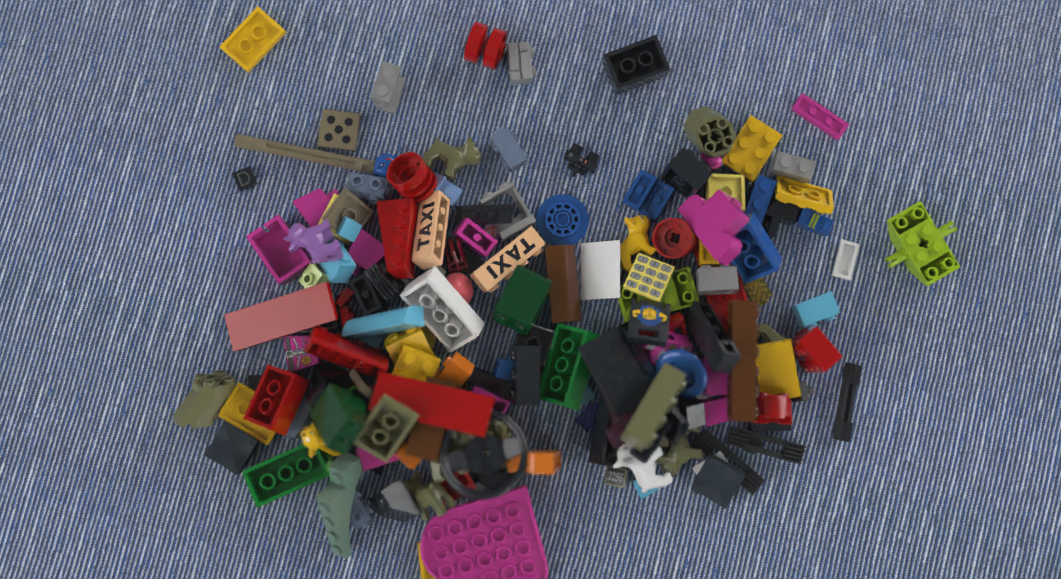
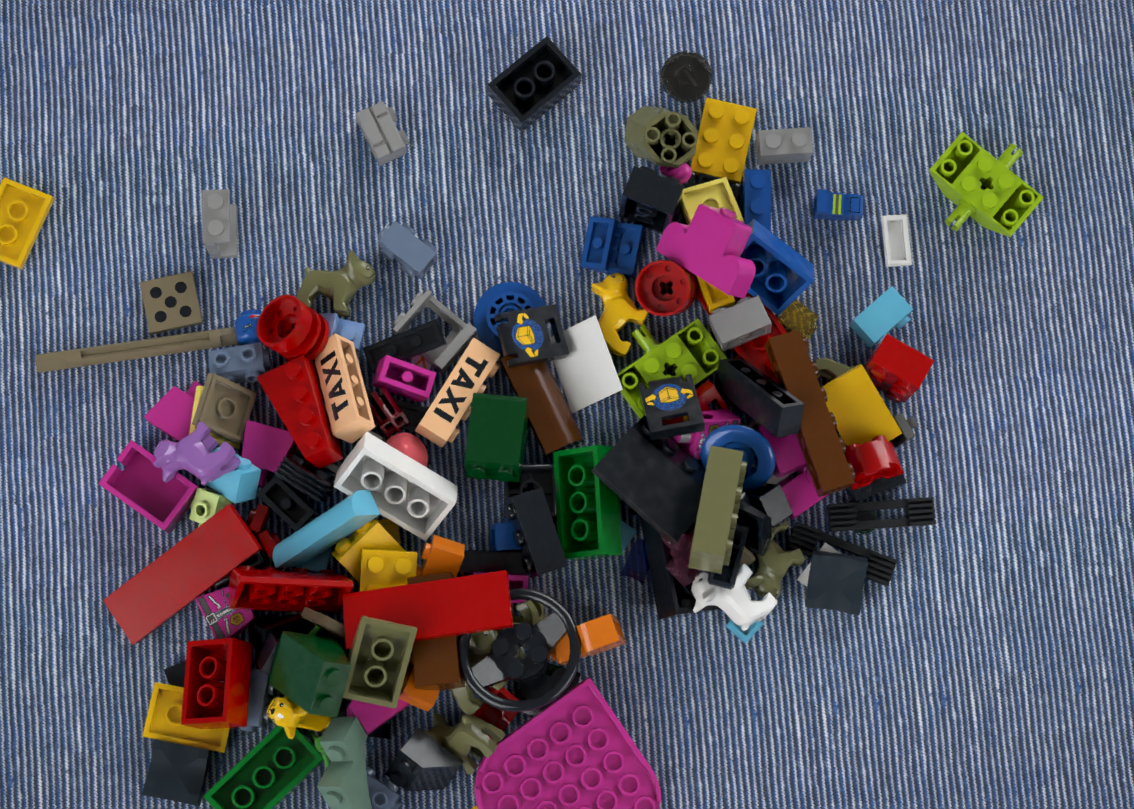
camera: 25 degrees left, 5 degrees down
(205, 399) = (118, 720): olive brick -> none
(245, 178) = (66, 410): black tile -> none
(349, 229) = (233, 425): medium azure tile -> none
(490, 47) = (335, 125): red wheel -> none
(569, 237) = (528, 336): none -> black container
(574, 157) = (505, 234): black hips -> none
(615, 477) = (701, 626): slope -> none
(648, 277) = (650, 350): tile -> none
(742, 95) = (686, 77): none -> clear smoke tile
(779, 213) = (791, 208): black brick -> none
(804, 195) = (811, 175): yellow plate -> none
(819, 116) = (796, 69): dark pink tile -> none
(851, 378) = (972, 456): black container -> none

